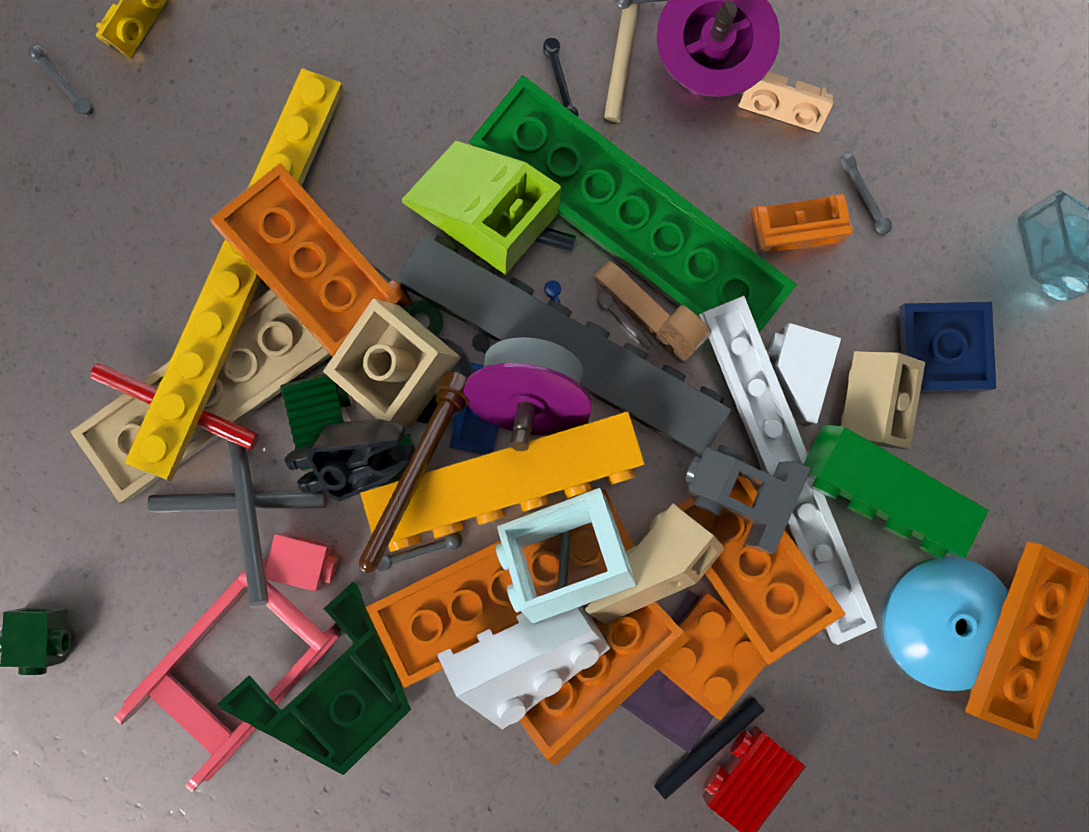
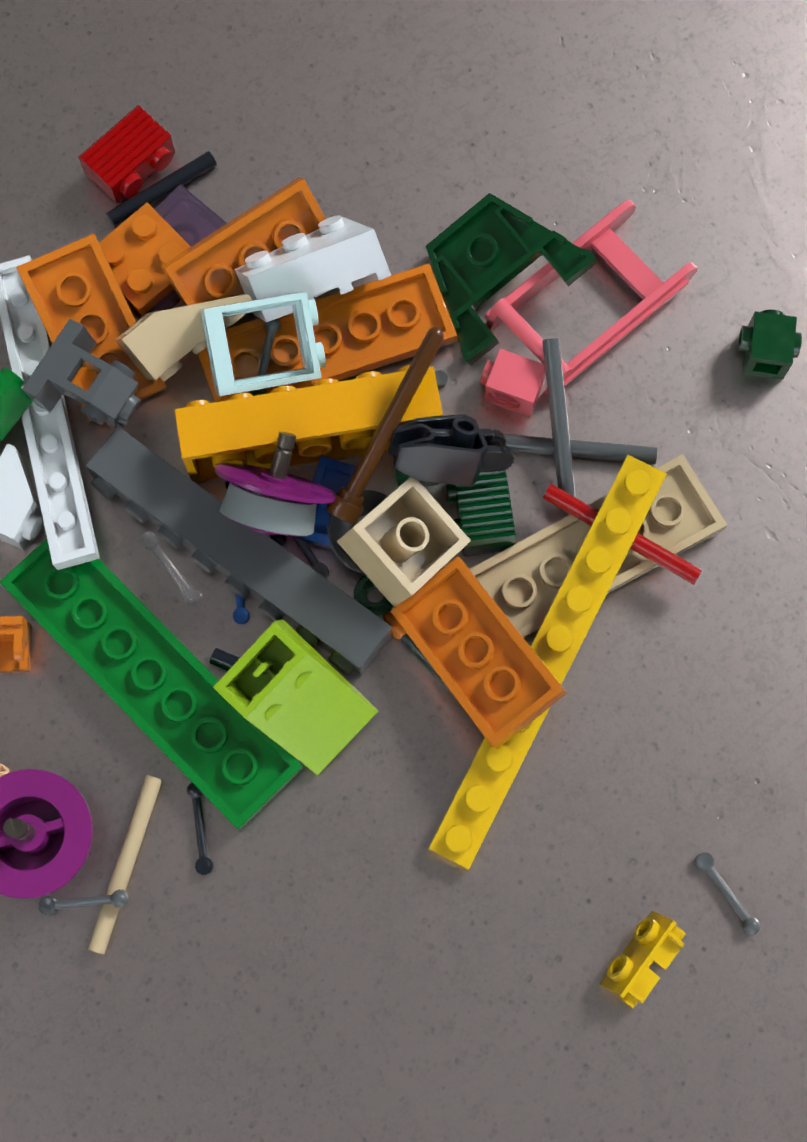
camera: 175 degrees left, 10 degrees down
(677, 333) = (132, 549): medium nougat beam -> none

